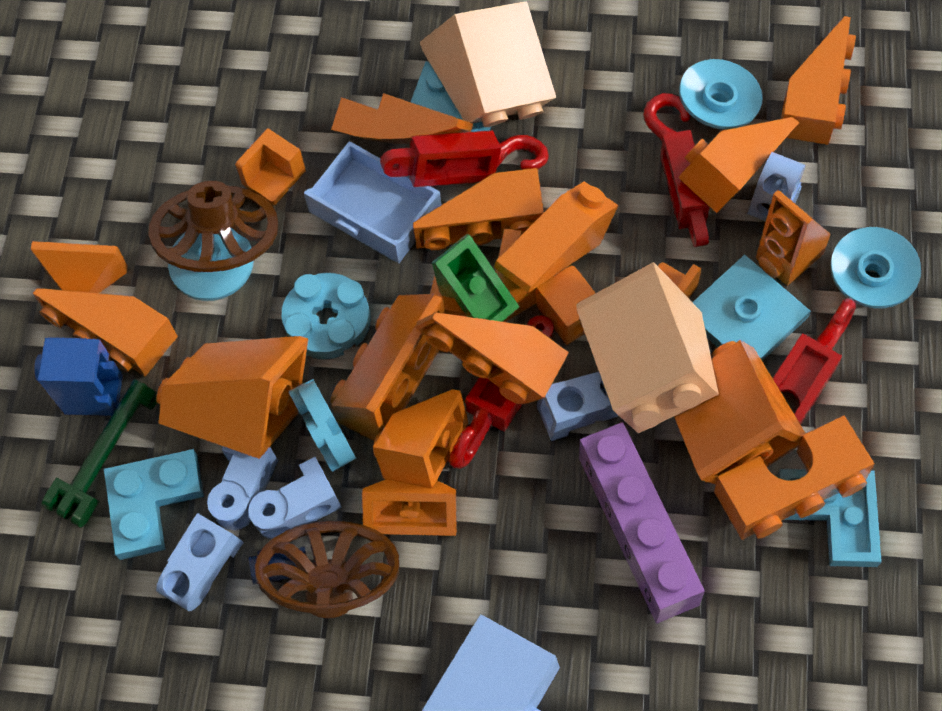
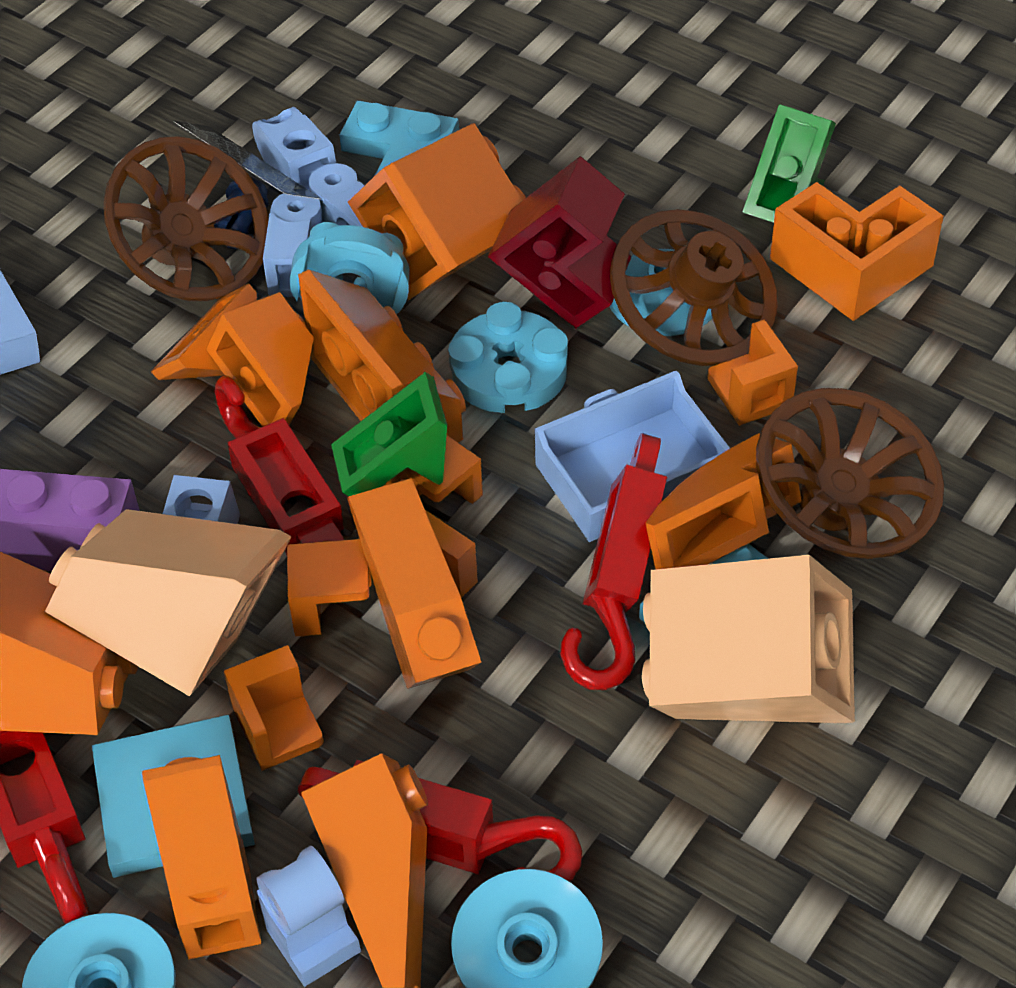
camera: 115 degrees right, 15 degrees down
(69, 217) = (788, 160): none -> slope
(75, 493) = (460, 99): dark green hinge -> none
(79, 376) = (563, 105): blue brick -> none
(80, 265) = (727, 166): orange slope -> none
(125, 325) = (641, 155): orange slope -> none
(141, 143) = (851, 254): none -> orange brick
(231, 583) = (248, 160): none -> black sticker
(232, 291) = (560, 242): none -> dark red brick
(341, 77) = (840, 482): none -> reddish brown wheel
(483, 211) = (523, 582): orange slope -> none
(505, 353) = (288, 431): orange slope -> none

